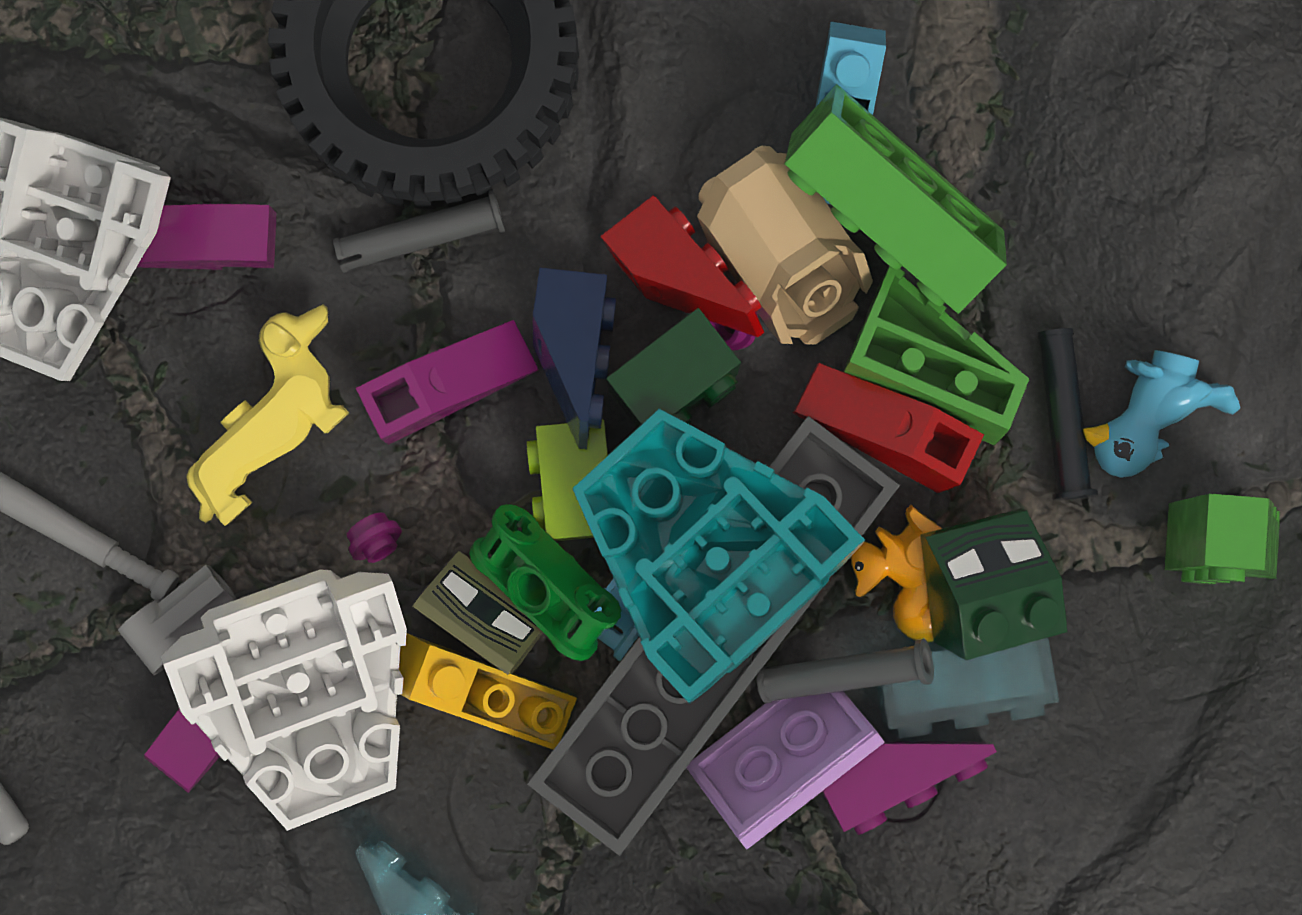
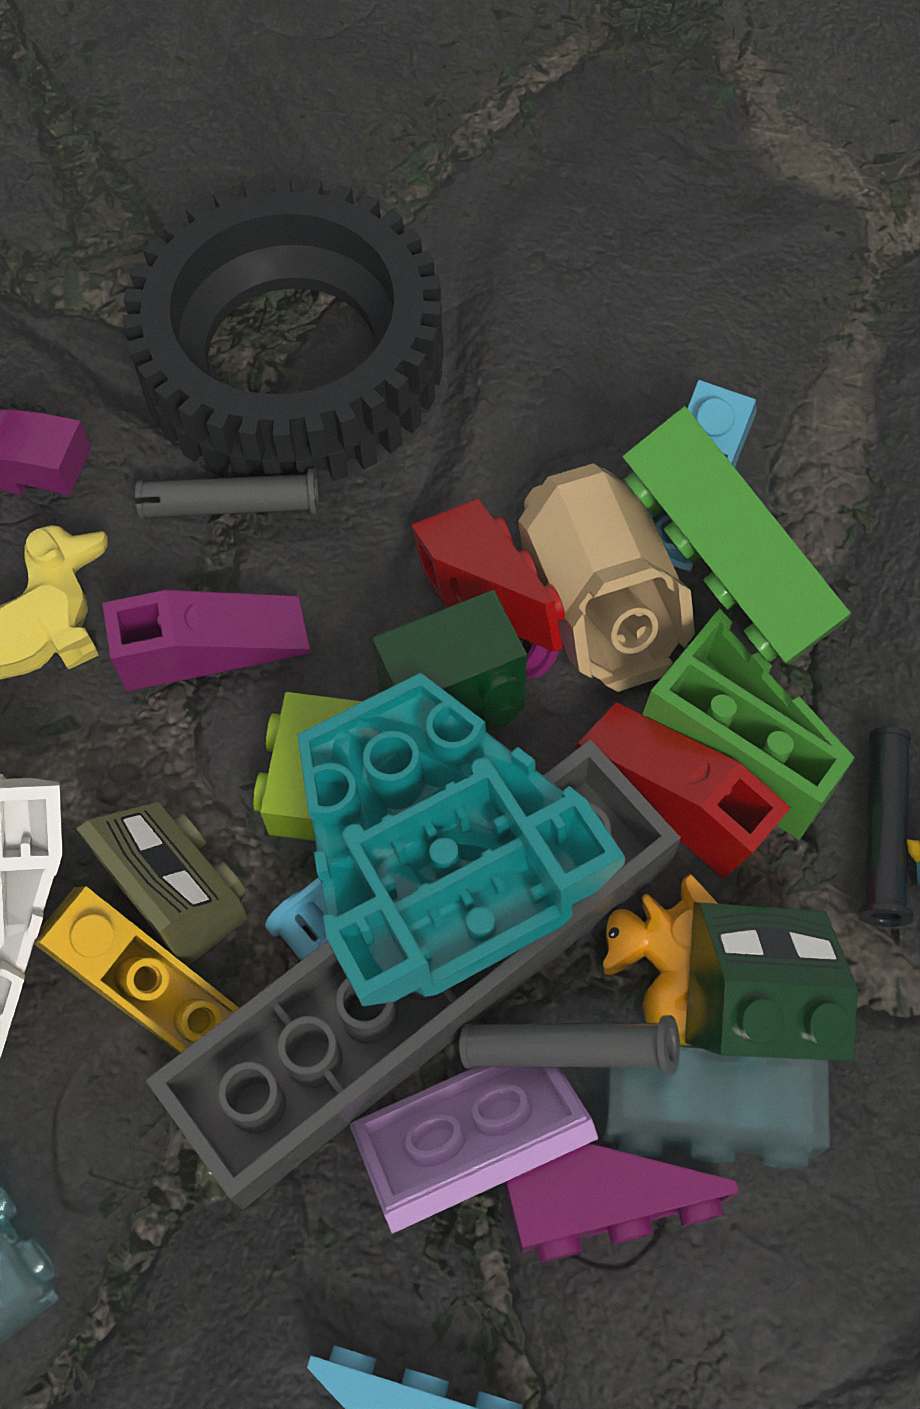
camera: 15 degrees right, 20 degrees down
(373, 538) = (80, 775): magenta plate -> none
(545, 582) = (242, 854): green piece -> none
(567, 338) = (353, 601): dark blue slope -> none

